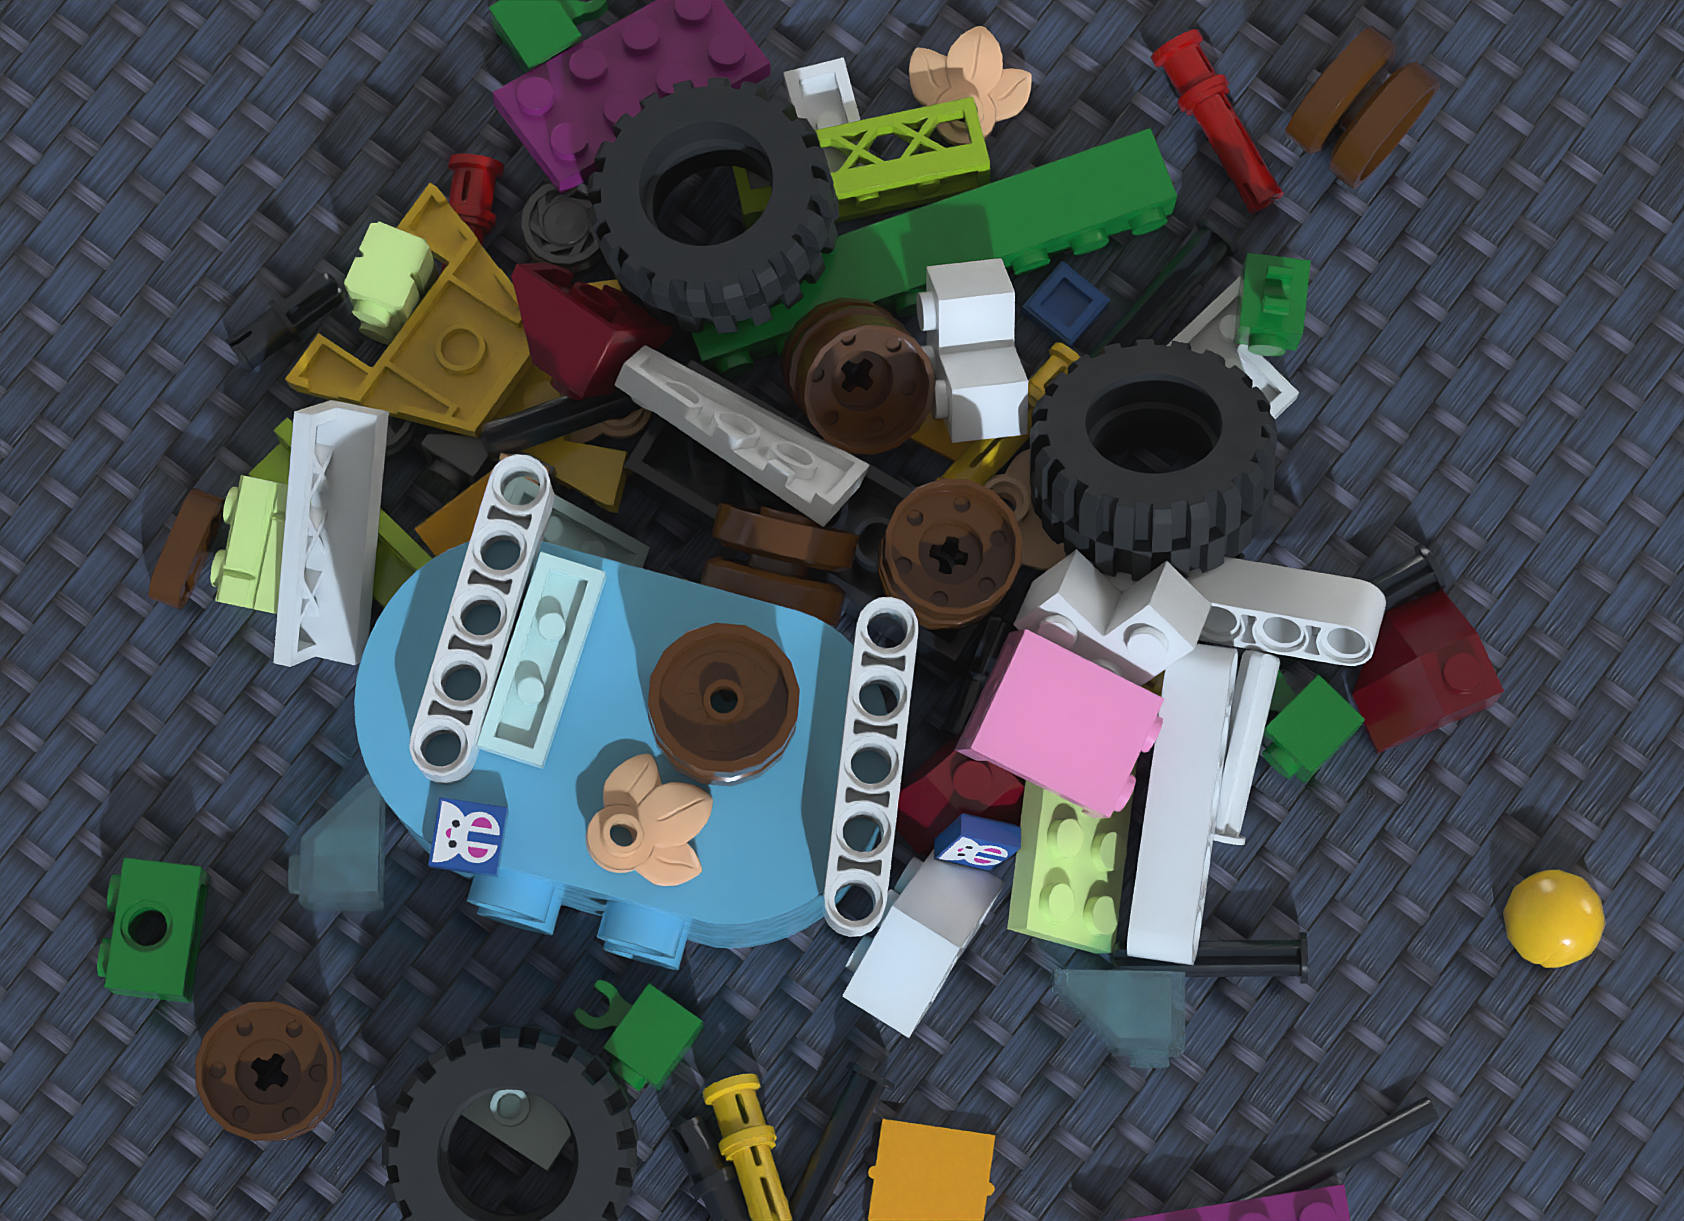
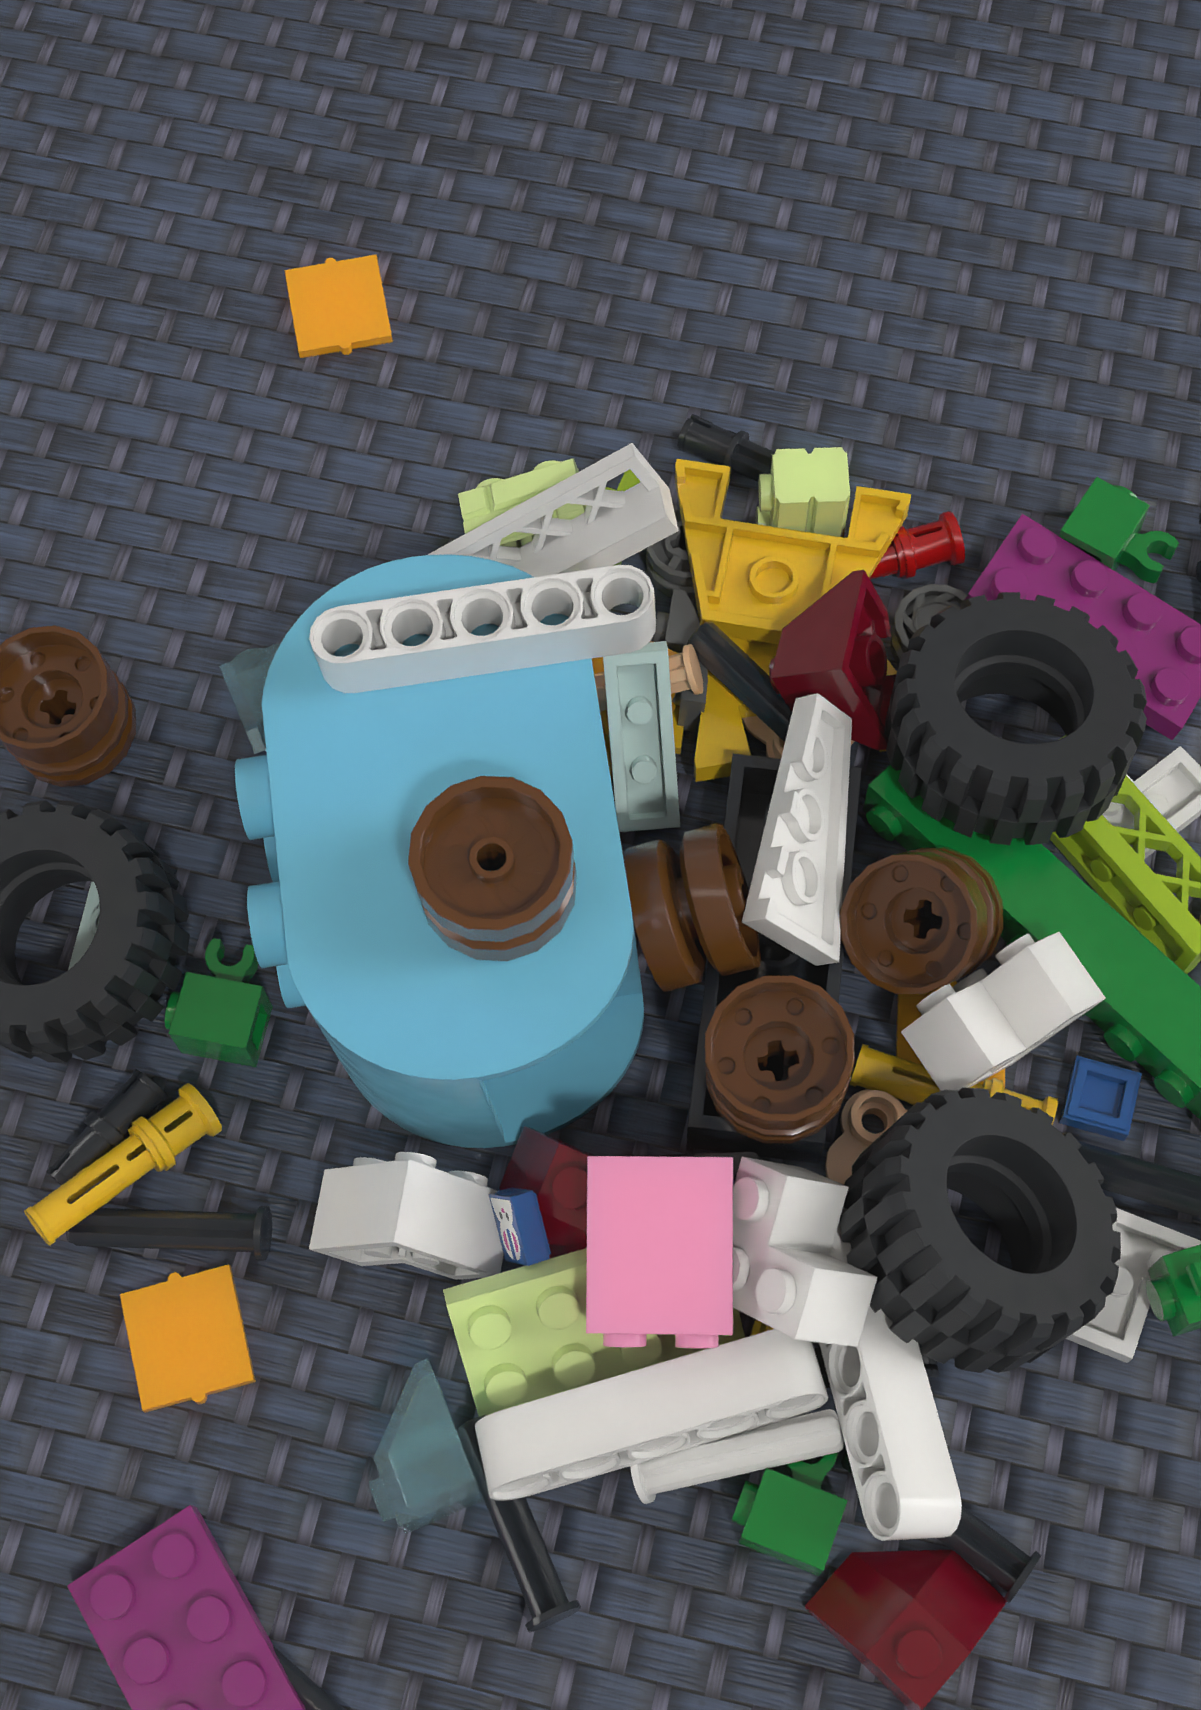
camera: 70 degrees right, 10 degrees down
(169, 966) = (137, 602): green brick -> none
(187, 548) = (500, 456): reddish brown beam -> none
(468, 837) = (278, 713): tile -> none
(541, 660) = (470, 698): light aqua plate -> none
(658, 819) = (361, 872): light nougat plate -> none
(870, 733) = (461, 1029): white beam -> none

